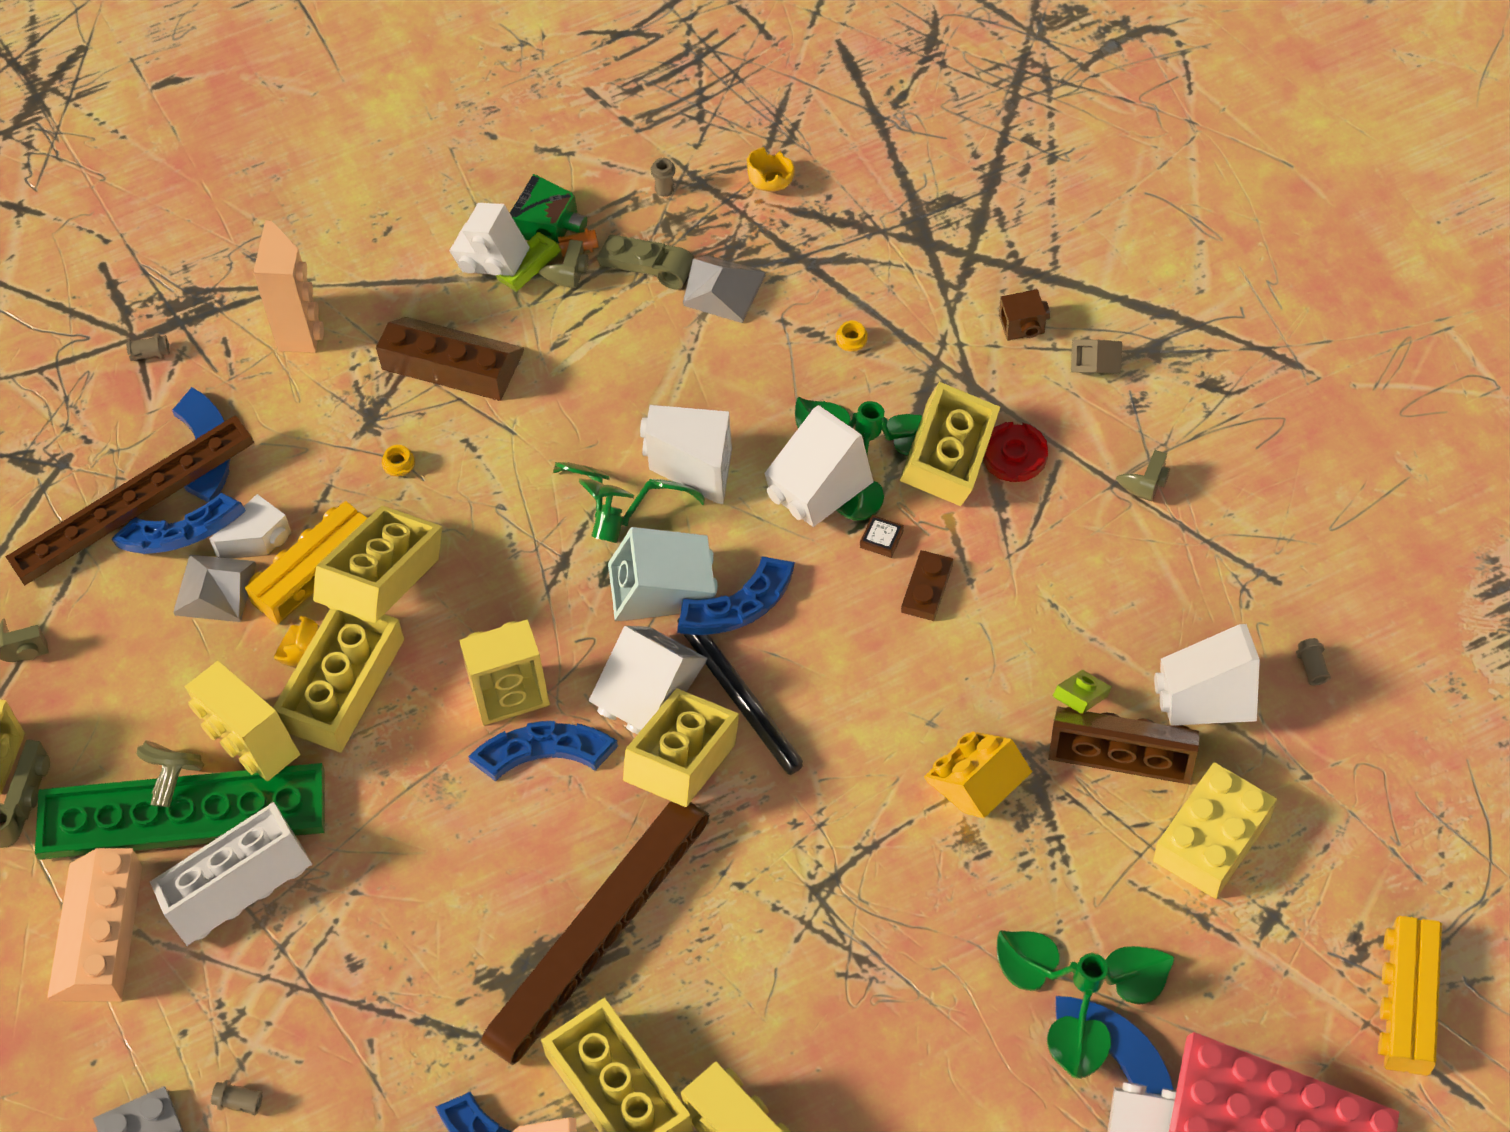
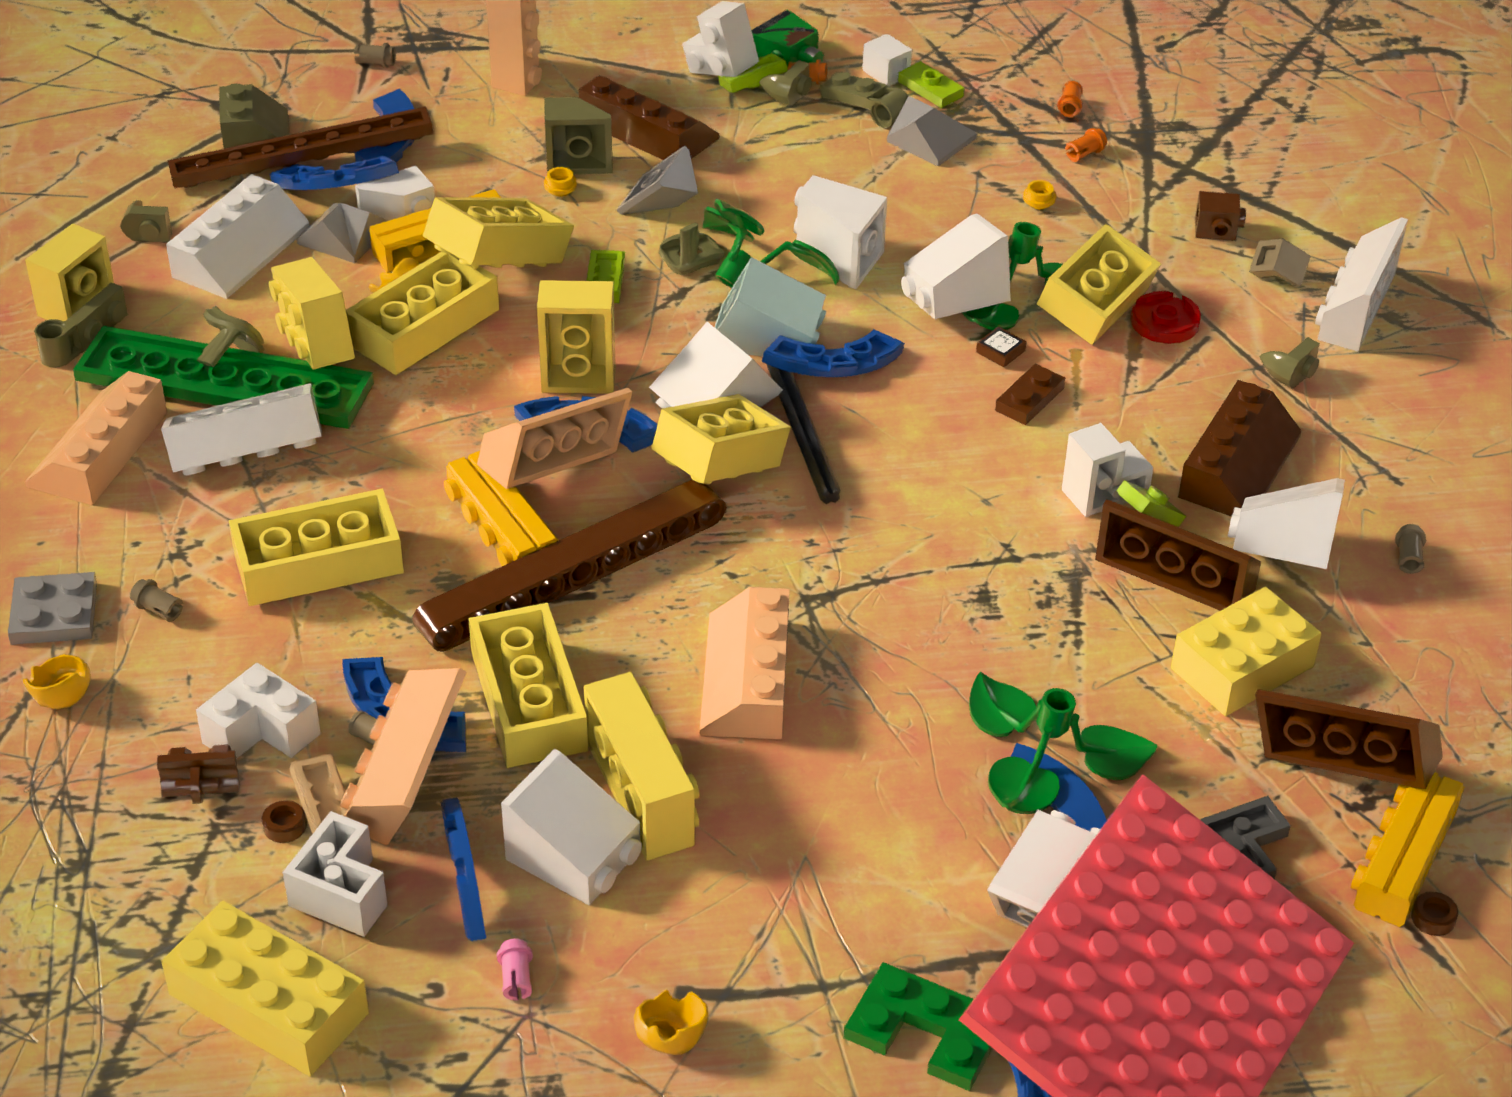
camera: 15 degrees right, 15 degrees down
(66, 476) = (250, 115): none -> olive slope
(118, 634) = (236, 237): none -> white slope
(361, 993) = (316, 547): none -> light yellow brick
(397, 408) = (577, 136): none -> olive slope
(488, 568) = (607, 266): none -> lime plate
(497, 437) = (663, 185): none -> light grey slope
(508, 890) = (500, 513): none -> yellow brick
(529, 798) = (554, 440): none -> light nougat slope
(559, 496) = (688, 243): none -> olive piece
(649, 205) = (885, 58): none -> white panel
(663, 172) = (910, 36): dark tan pin -> none
(699, 221) = (930, 84): none -> lime plate
(769, 171) = (1013, 63): yellow hair -> none
(796, 991) = (746, 666): none -> light nougat slope
(839, 208) = (1070, 101): none -> orange pin
(877, 252) = (1092, 141): none -> orange pin
(979, 772) = (1016, 542): yellow slope -> none
(1028, 666) = (1098, 466): none -> white brick
(1136, 600) = (1239, 450): none -> reddish brown slope
(1179, 366) = (1361, 286): none -> white slope
(1269, 1031) = (1251, 827): none -> dark grey plate
(1336, 907) = (1349, 739): none -> reddish brown slope
(1452, 1054) = (1434, 913): none -> reddish brown tile

